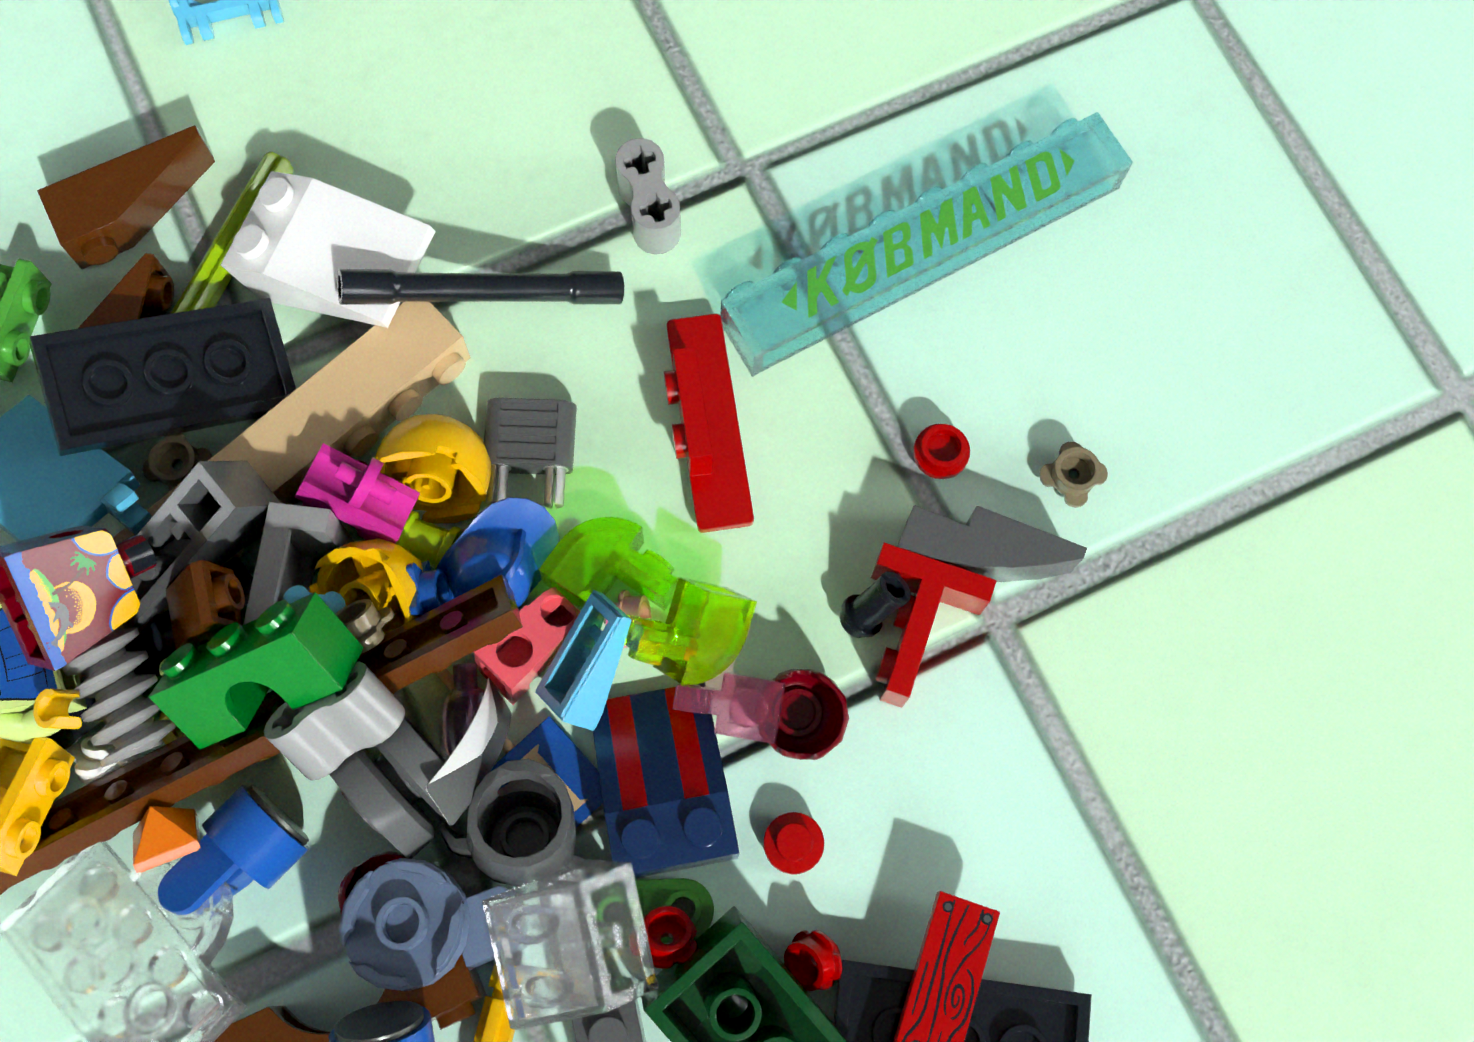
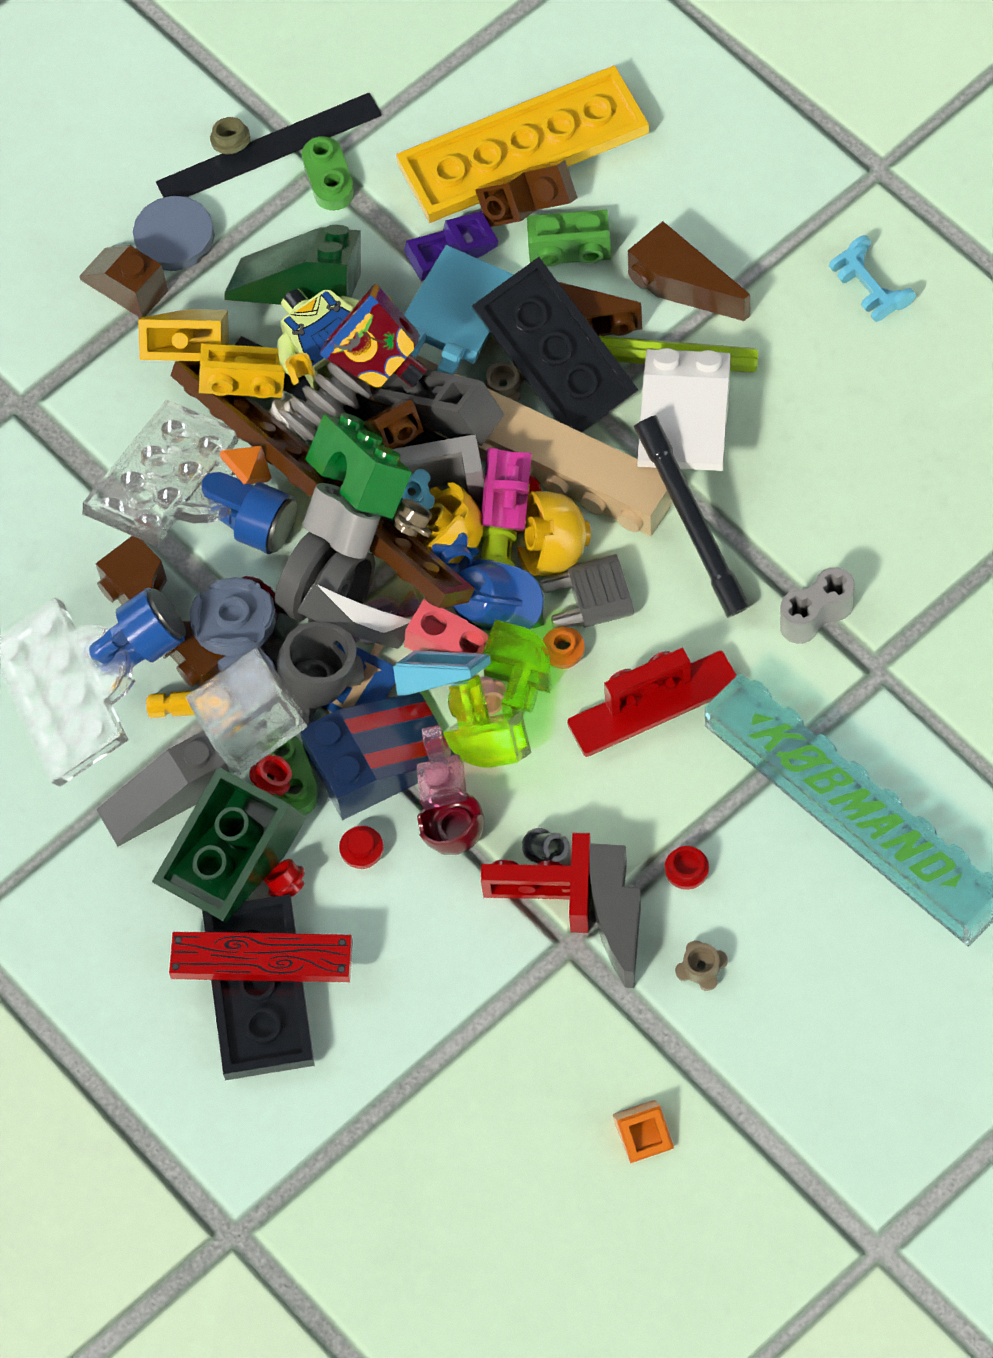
camera: 85 degrees right, 10 degrees down
(592, 486) = (568, 657): none -> orange plate
(1264, 606) = (643, 1131): none -> orange slope

